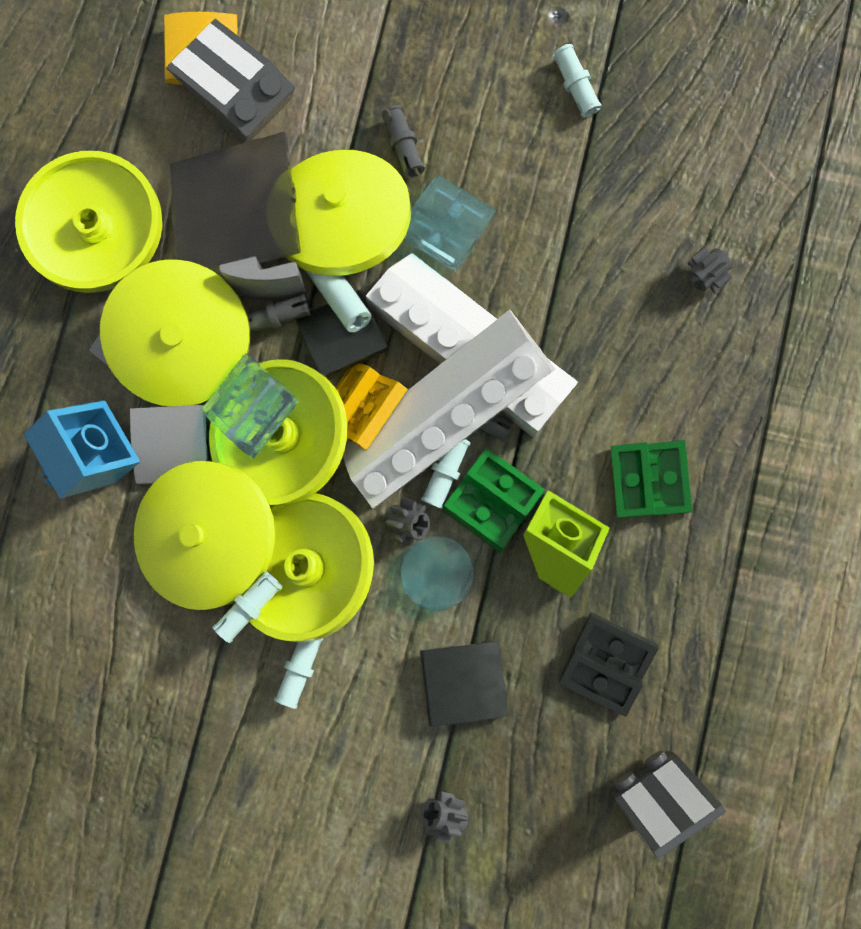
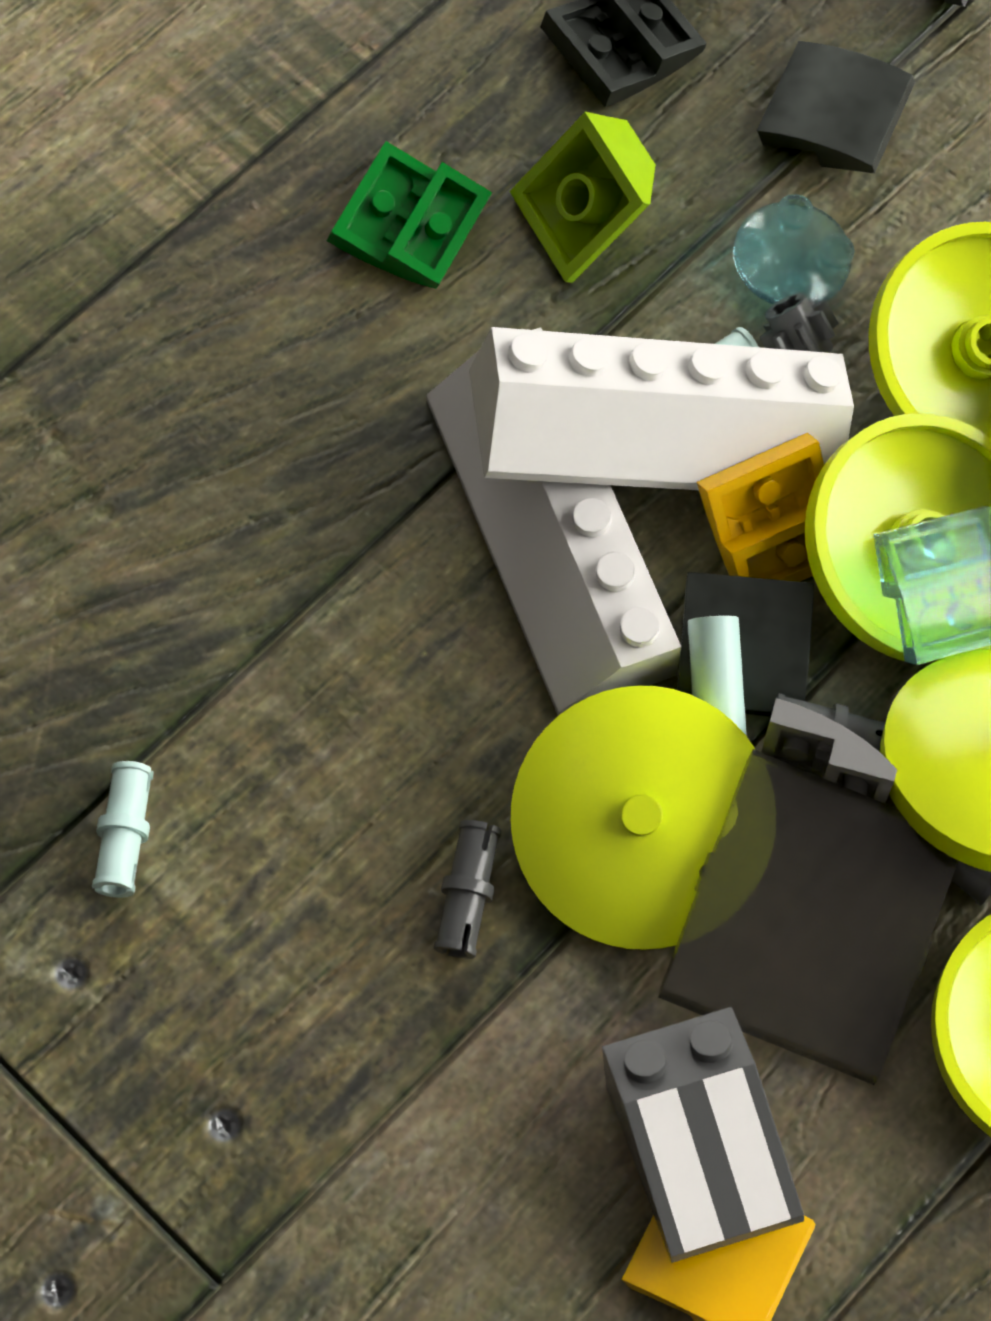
camera: 150 degrees left, 15 degrees down
(447, 222) = (472, 720): clear light blue slope -> none
(493, 499) = (653, 295): green slope -> none
(709, 269) = (131, 429): dark grey gear -> none

